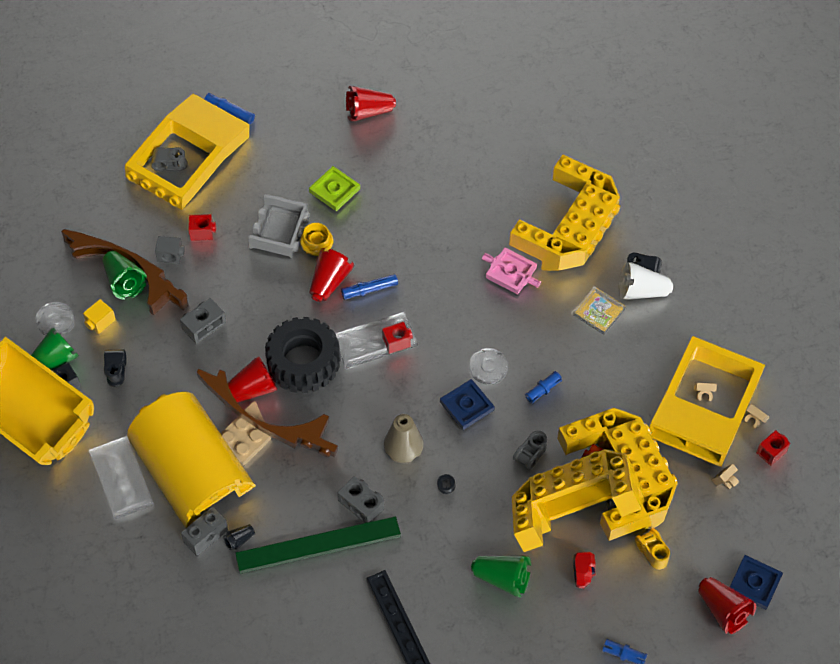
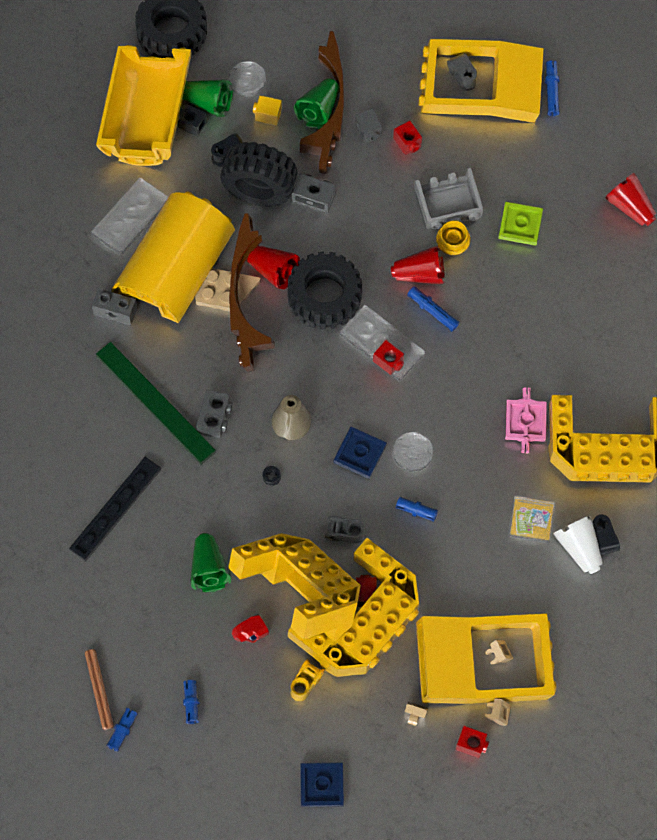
camera: 60 degrees right, 10 degrees up
(163, 345) = (259, 174): none -> black tyre
(237, 537) = (126, 336): black cone -> none
(726, 604) = (281, 767): red cone -> none

